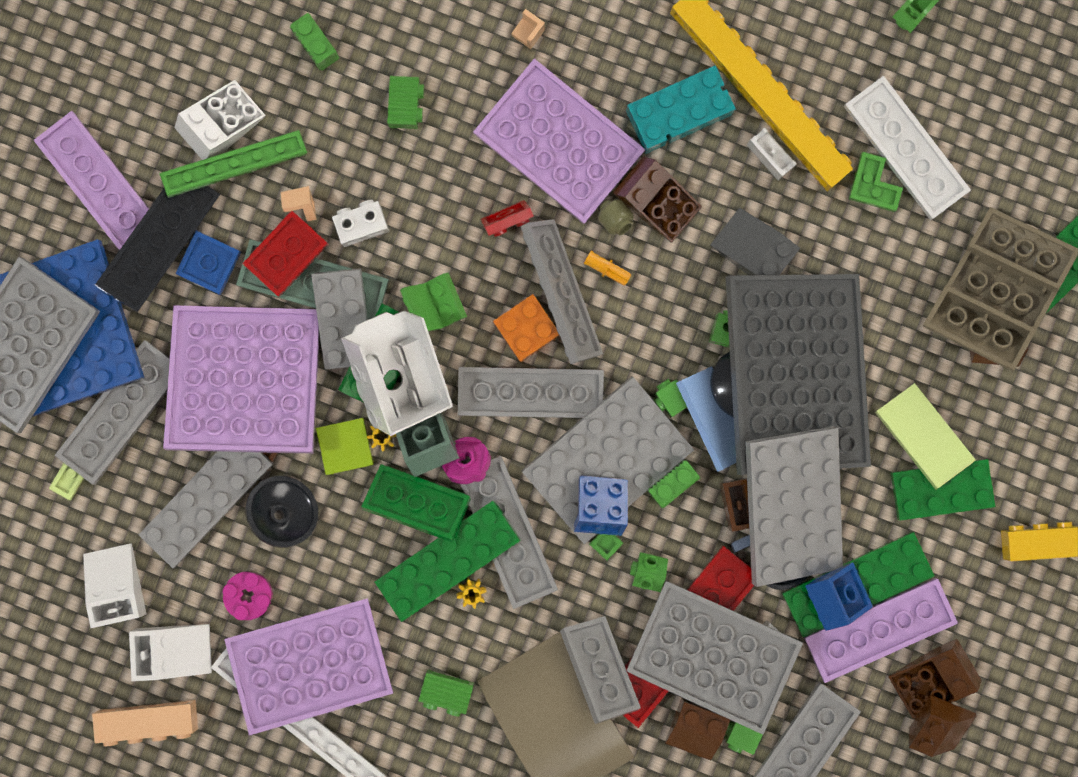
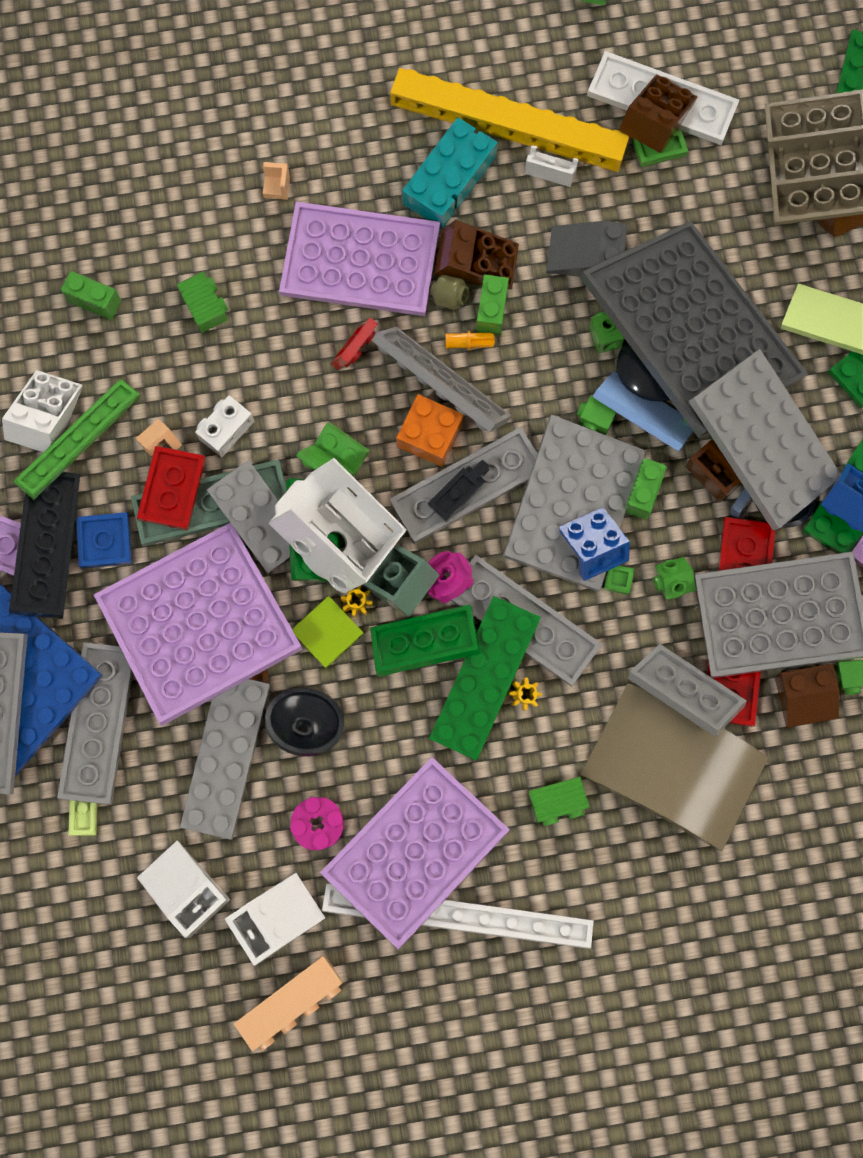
camera: 30 degrees left, 10 degrees down
(517, 396) = (459, 491): none -> black hinge
(644, 249) = (492, 304): none -> bright green brick
(891, 162) = (657, 113): none -> reddish brown slope

